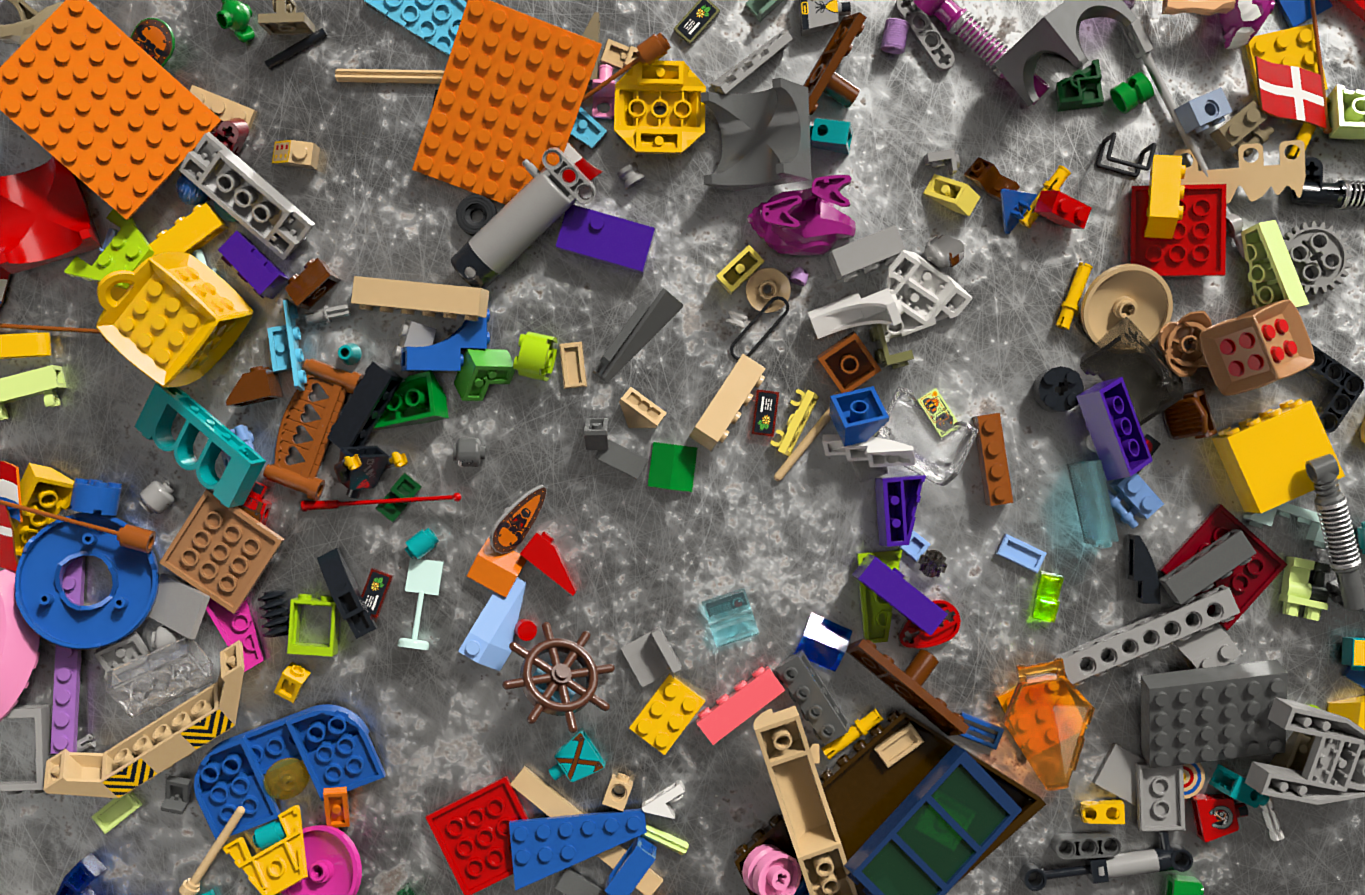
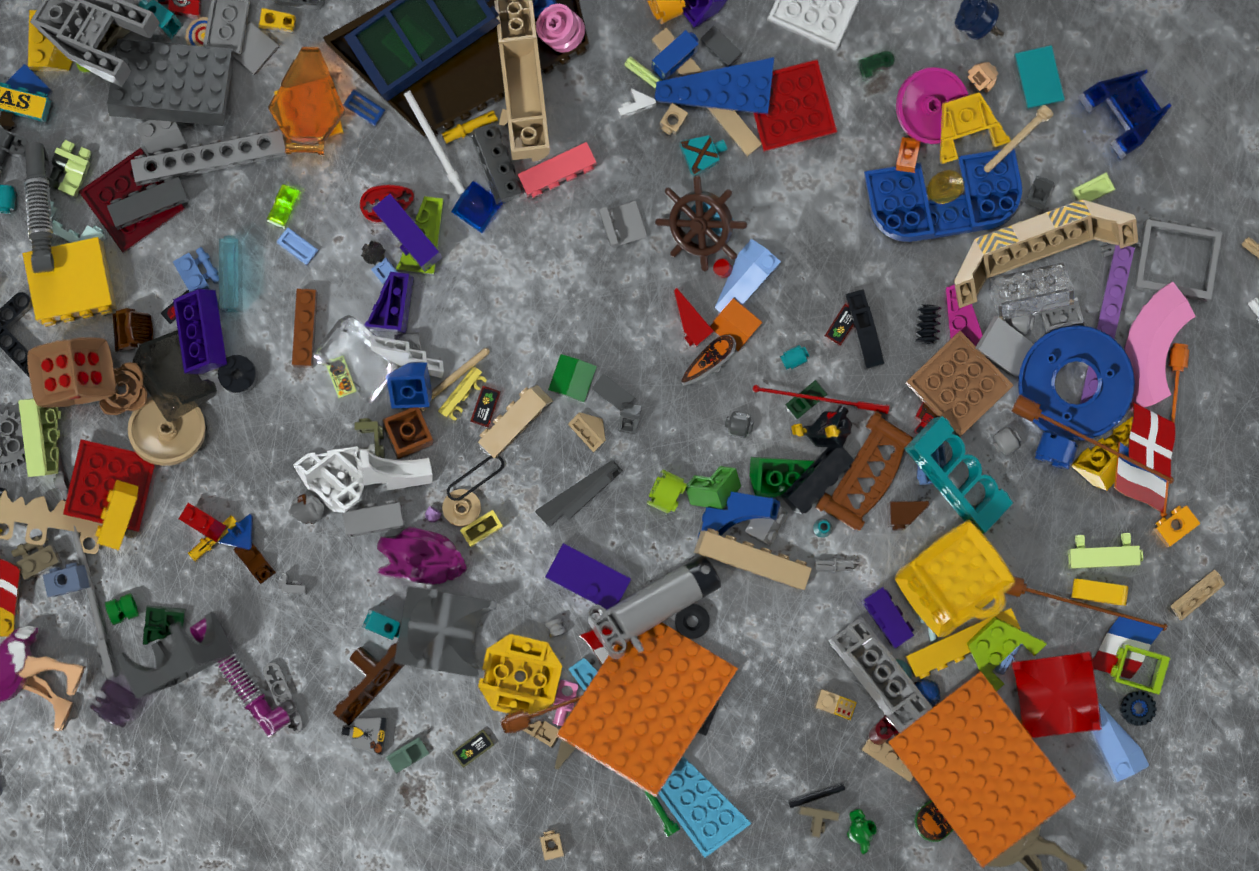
camera: 175 degrees left, 5 degrees down
(268, 835) = (968, 143): teal brick -> none
(285, 347) = (875, 543): medium azure bracket -> none
(291, 682) = (925, 265): yellow bracket -> none
(311, 284) = (841, 592): reddish brown slope -> none
(316, 649) = (902, 289): lime window -> none
(389, 76) = (741, 754): tan axle -> none
(422, 578) = (799, 328): light aqua piece -> none
(573, 365) = (637, 480): tan tile -> none
(667, 714) = (619, 174): yellow plate -> none
(730, 617) = (550, 243): clear light blue slope -> none
(736, 319) = (493, 489): white bush -> none
(751, 63) = (437, 699): light grey wing -> none
(860, 674) = (451, 173): none -> white bar
(895, 36) = (309, 698): lavender piece -> none
(899, 745) = (436, 108): tan tile -> none
(909, 684) = (413, 158): reddish brown plate -> none
(952, 194) = (290, 555): light yellow slope -> none
(1074, 295) = (206, 450): yellow pin -> none
(1143, 571) = (200, 209): black slope -> none
(1152, 147) = (130, 542): black piece -> none

